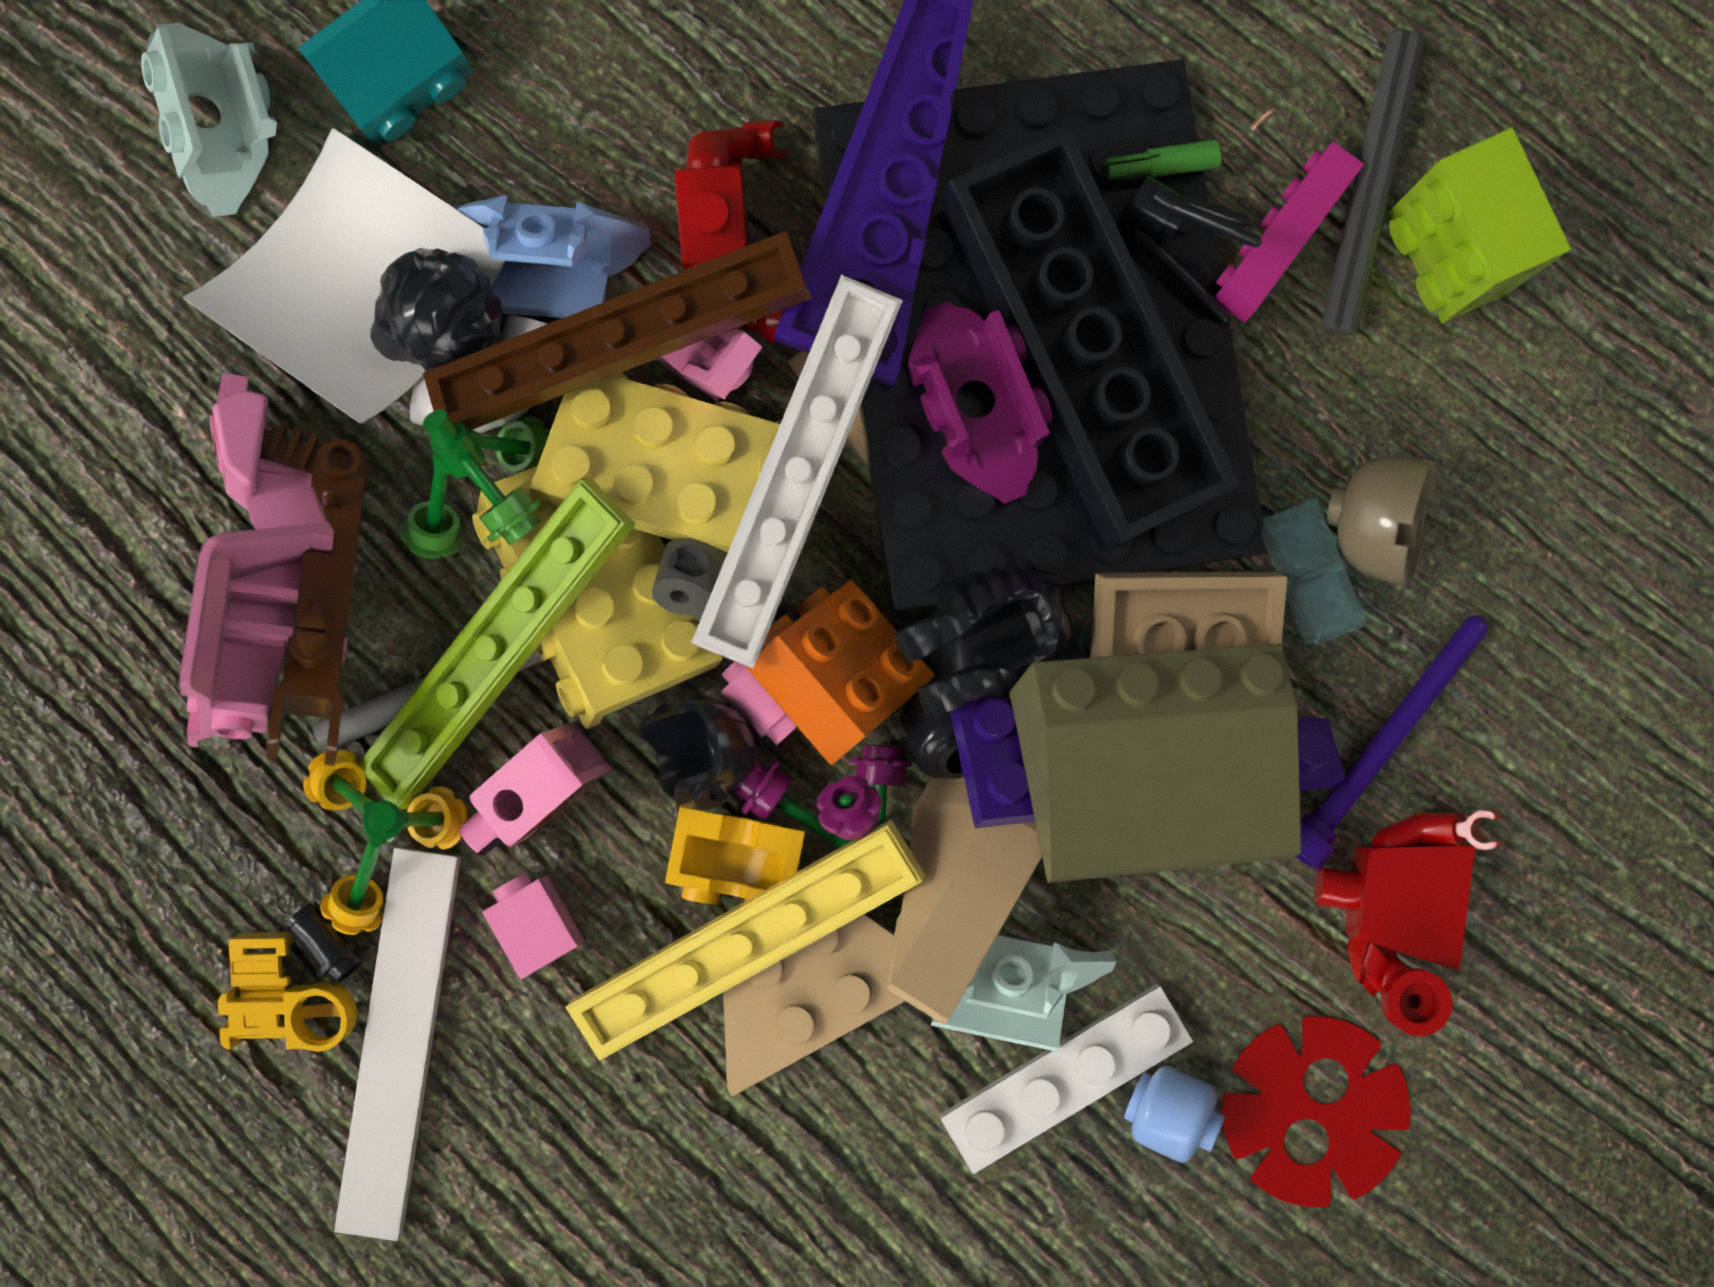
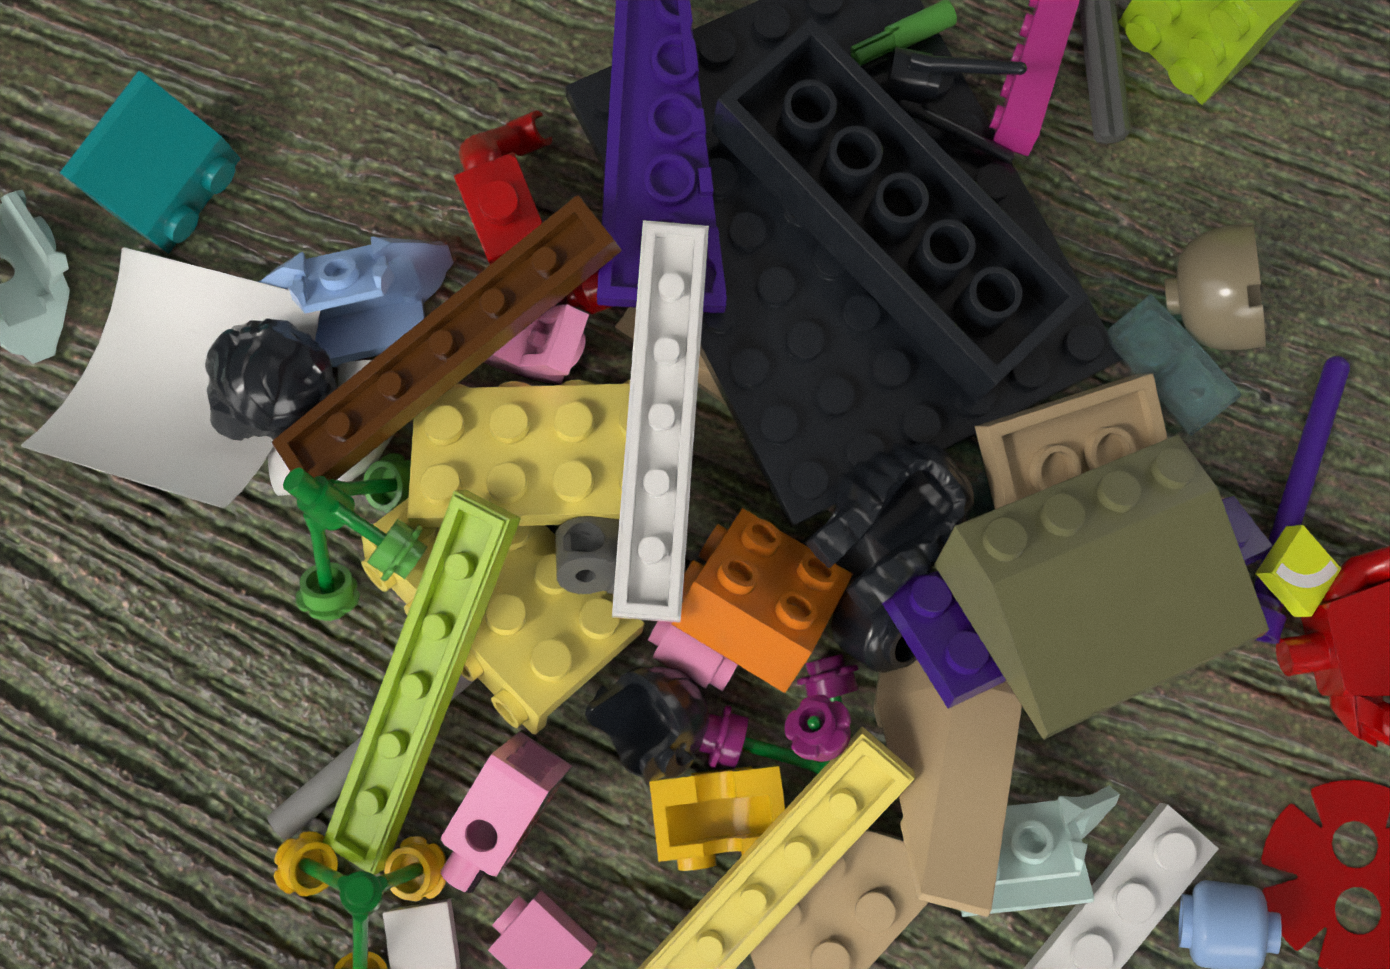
camera: 15 degrees left, 5 degrees down
(274, 585) = (182, 697): bright pink piece -> none
(960, 348) = (846, 336): magenta piece -> none
(1359, 809) = (1298, 571): none -> neon yellow tile

